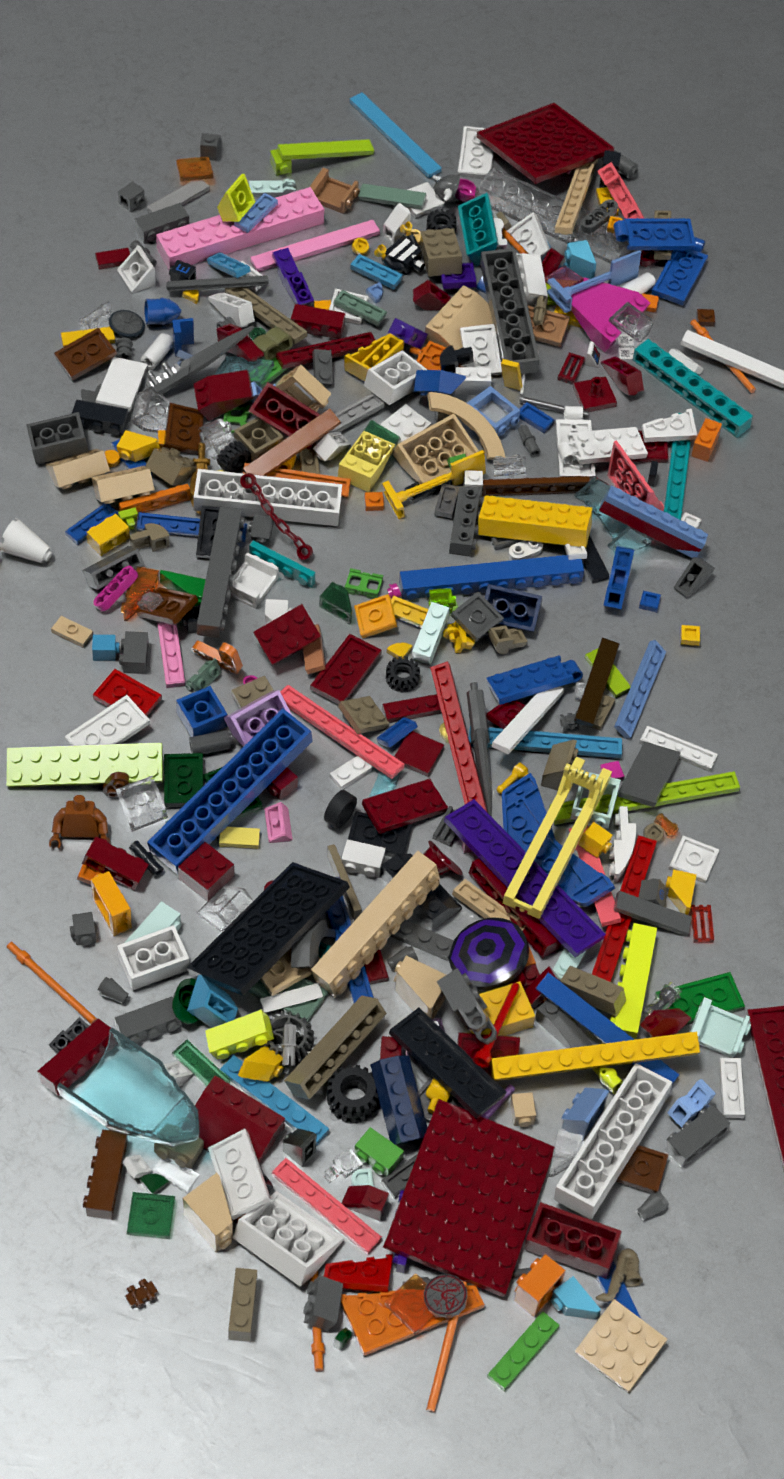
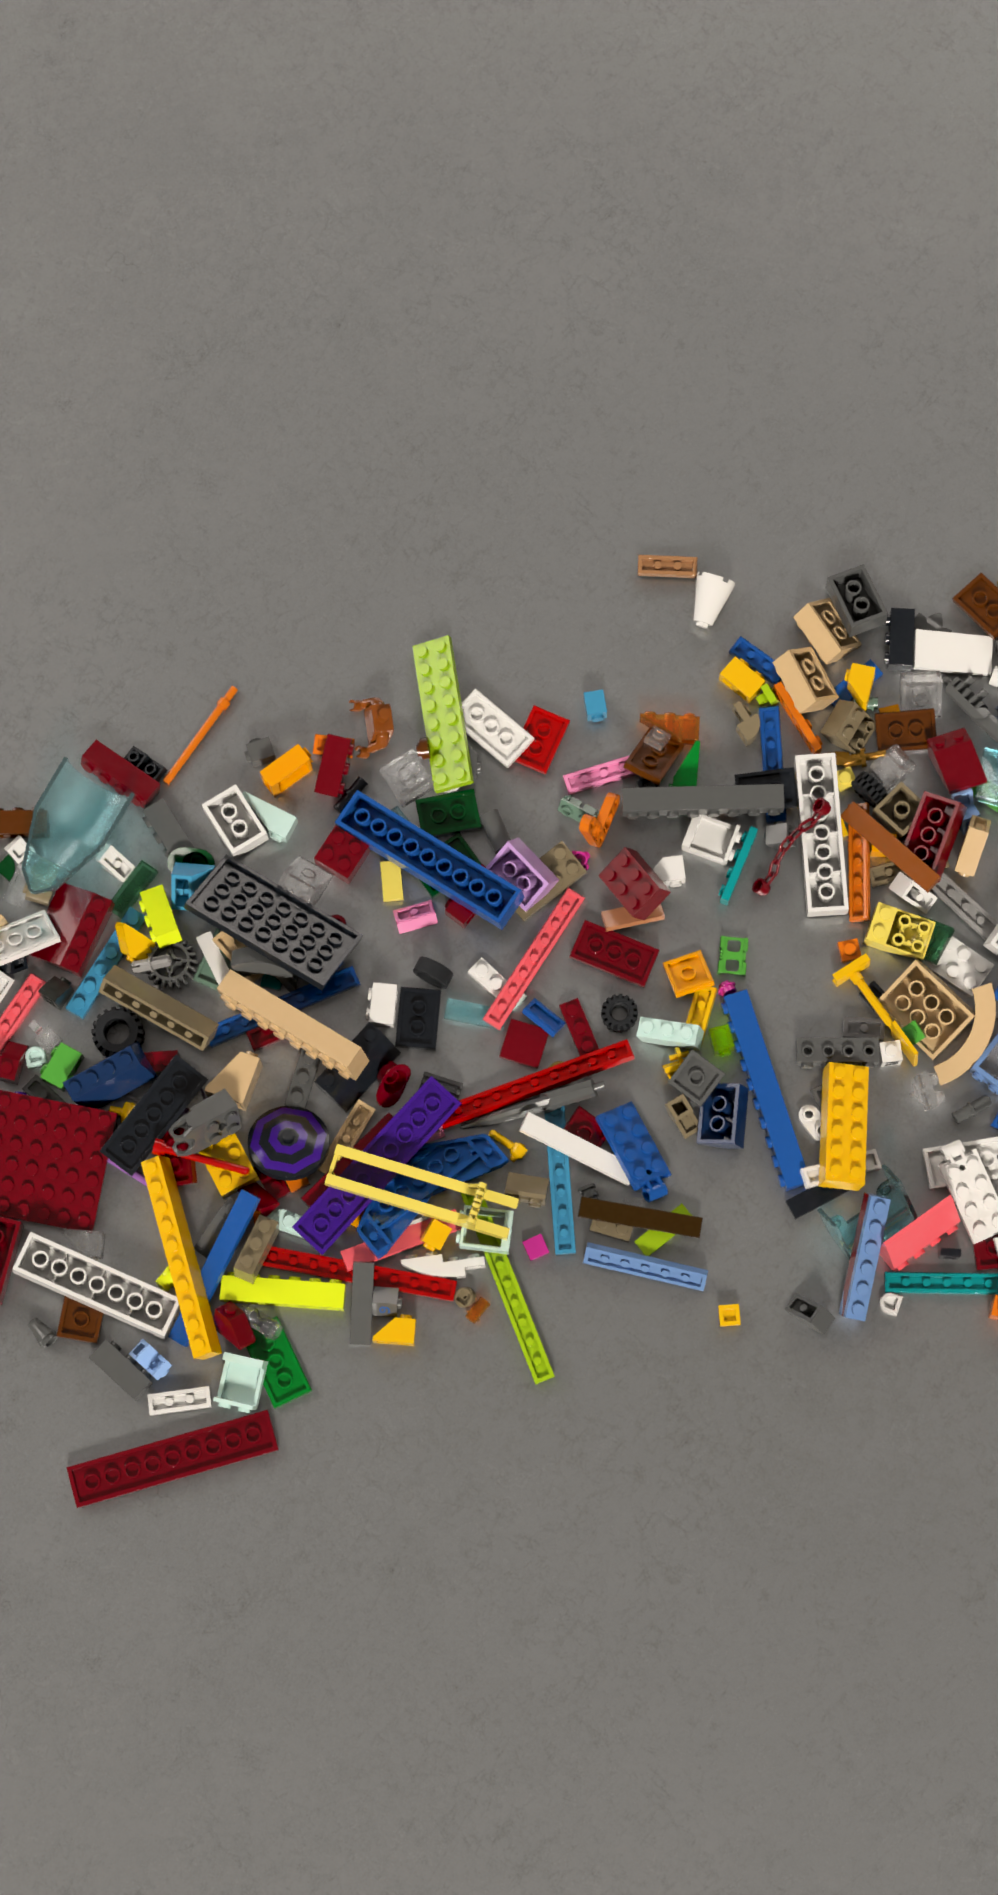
camera: 90 degrees right, 20 degrees up
(72, 631) = (613, 670): tan plate -> none
(105, 570) = (696, 693): dark grey brick -> none
(108, 595) = (658, 694): dark pink beam -> none
(112, 458) = (848, 659): light orange tile -> none
(112, 990) = (198, 792): dark grey cone -> none
(135, 652) = (595, 736): dark grey brick -> none
(201, 712) = (527, 815): blue brick -> none
(237, 420) = (932, 776): bright green piece -> none
(336, 602) = (700, 931): clear green slope -> none
(340, 872) = (352, 990): dark tan tile -> none
(363, 714) = (557, 979): dark tan plate -> none
(393, 961) = (277, 1063): dark grey cone -> none
(399, 649) = (651, 1006): yellow tile -> none
(404, 805) = (452, 1037): dark red plate -> none
(523, 1109) = (125, 1197): tan brick -> none
(533, 486) = (906, 1131): reddish brown plate -> none
(585, 1111) = (128, 1256): medium blue slope -> none
(619, 577) = (781, 1228): blue arch -> none
(649, 774) = (534, 1285): dark grey tile -> none
(650, 601) = (770, 1267): blue tile -> none
(689, 752) = (579, 1315): white tile -> none
(694, 858) = (442, 1343): white tile -> none
(701, 910) = (365, 1357): clear red tile -> none

